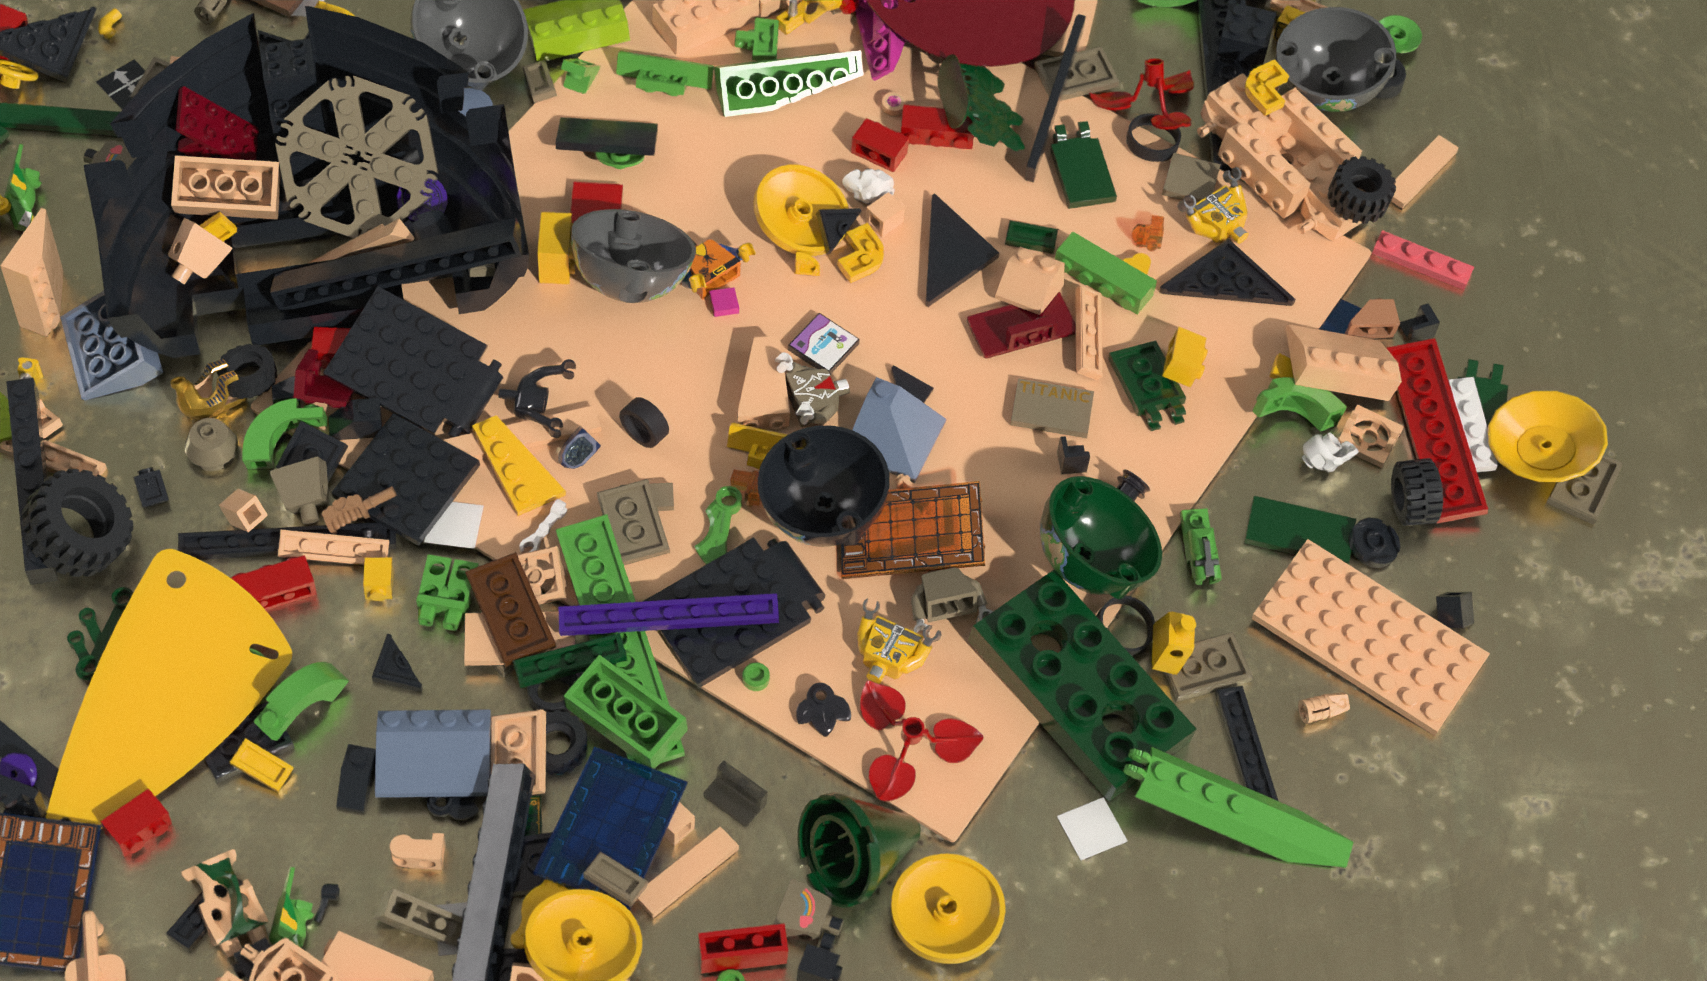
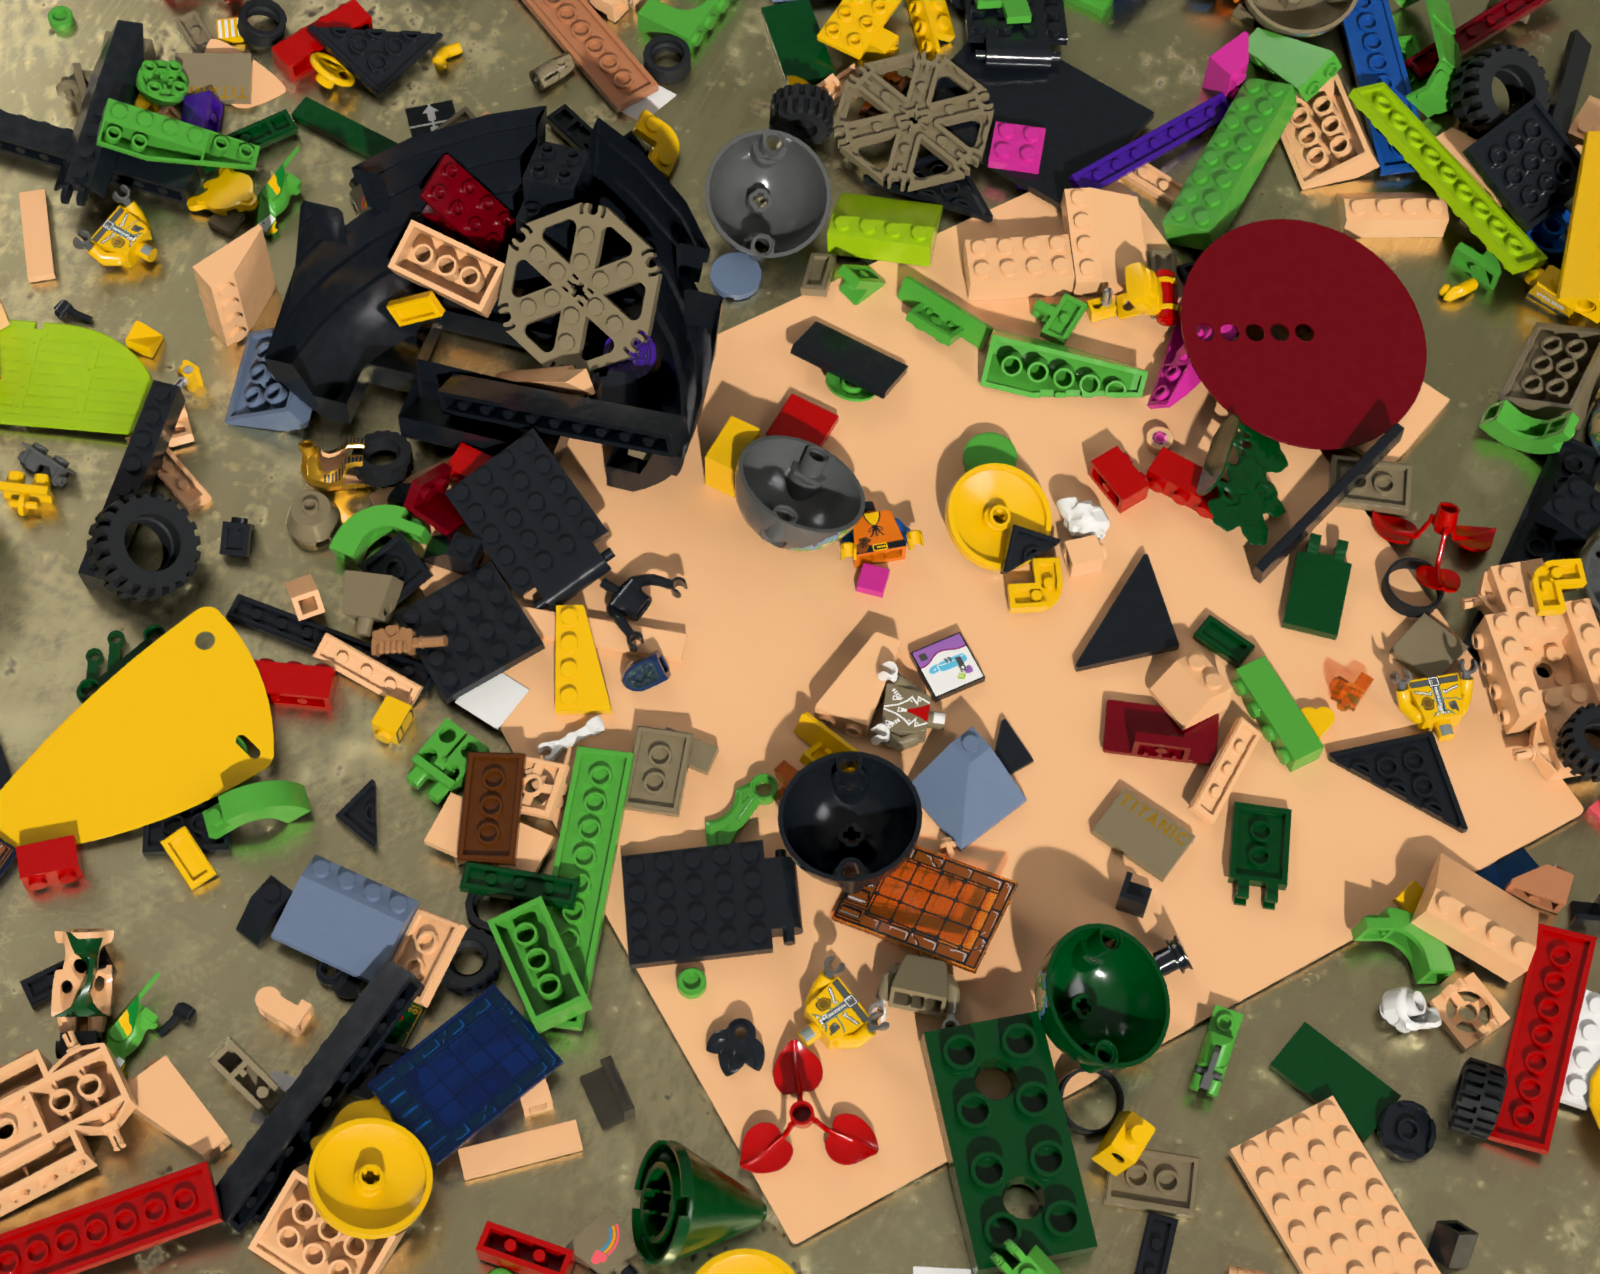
camera: 30 degrees right, 5 degrees up
(196, 251) = (392, 321): light nougat torso -> none
(615, 879) = (437, 1129): dark tan tile -> none
(644, 422) = (720, 673): black tyre -> none
(668, 614) = (635, 883): dark purple plate -> none
(761, 162) = (987, 449): none -> bright green tile
(806, 265) = (974, 576): yellow tile -> none
(1185, 357) = (1309, 841): yellow brick -> none

